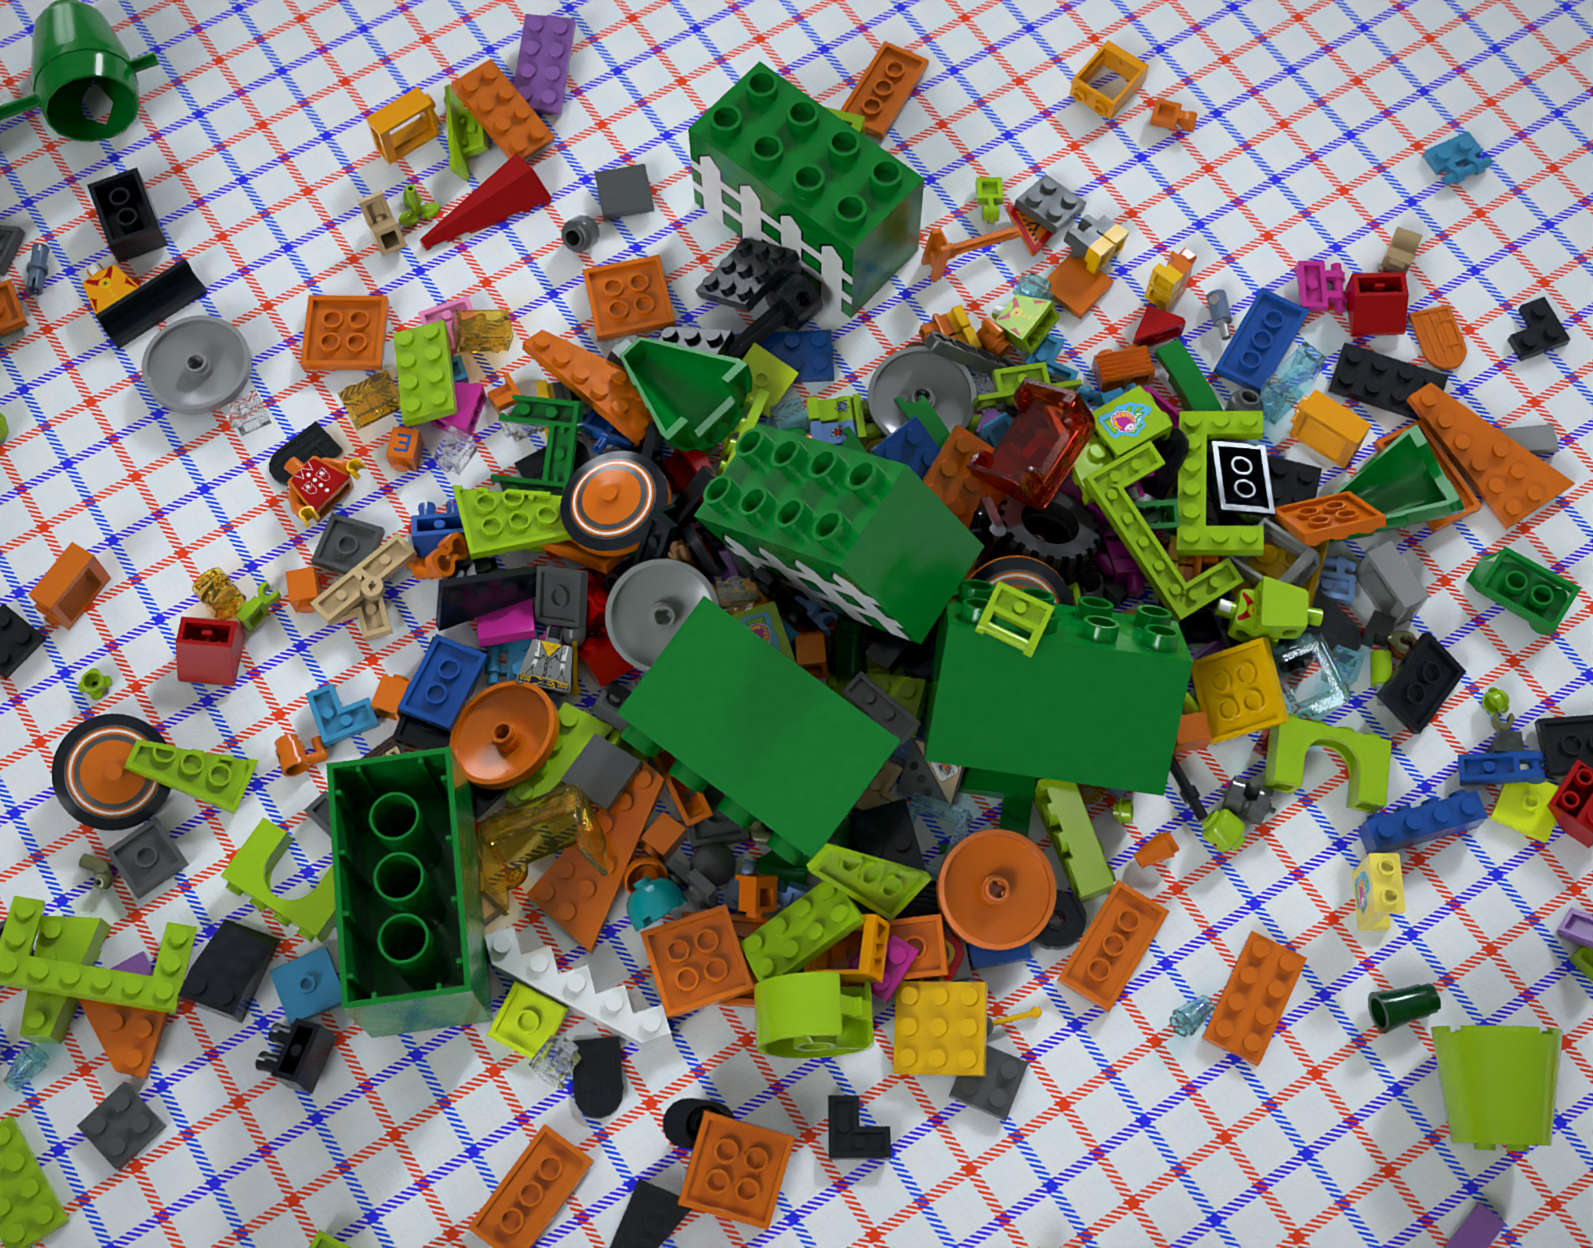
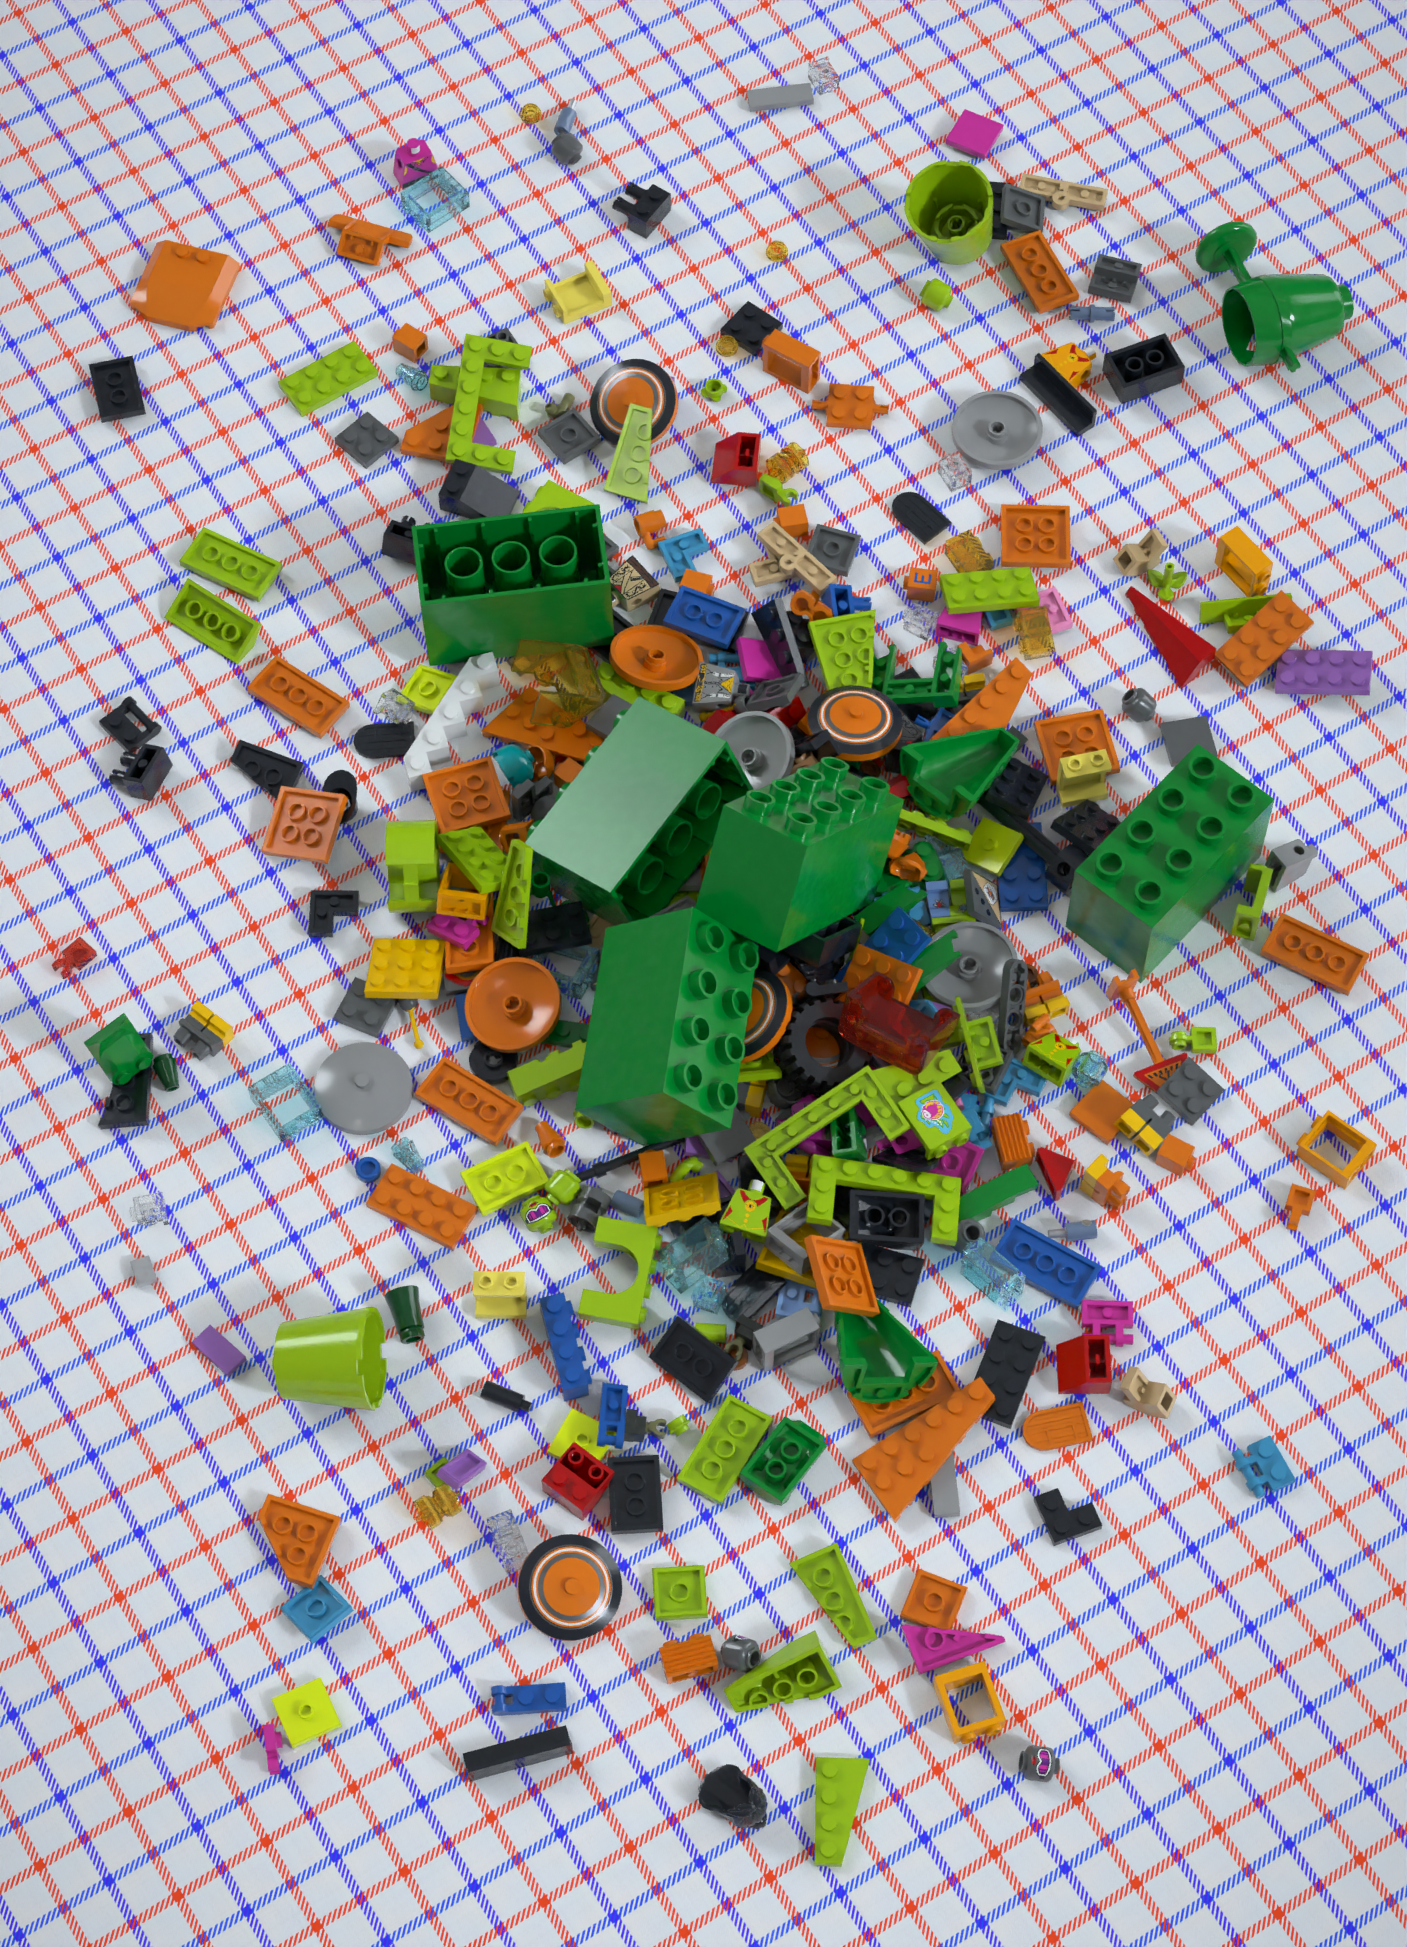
camera: 90 degrees right, 5 degrees down
(29, 669) = (726, 346): none -> clear yellow plate
(138, 528) = (850, 406): none -> orange plate
(319, 485) = (882, 522): torso -> none
(680, 281) = (1082, 778): none -> light yellow panel
(831, 388) = (982, 898): none -> dark grey tile
(1019, 610) = (701, 954): lime plate -> none
(1101, 1077) = (363, 1088): none -> light grey dish
(1108, 1190) = (276, 1082): none -> clear light blue window
(1129, 215) = (1175, 1155): none -> orange brick
(1211, 1065) = (368, 1170): none -> blue tile
(1212, 900) = (504, 1178): none -> neon yellow plate
(1230, 763) = (626, 1203): none -> sand blue piece
(1258, 858) = (538, 1214): none -> lime head
(1282, 610) = (745, 1221): lime torso -> none
(1329, 428) = (945, 1304): light orange window -> none
(1488, 890) = (505, 1397): none -> black cylinder
(1518, 652) = (724, 1449): none -> lime plate

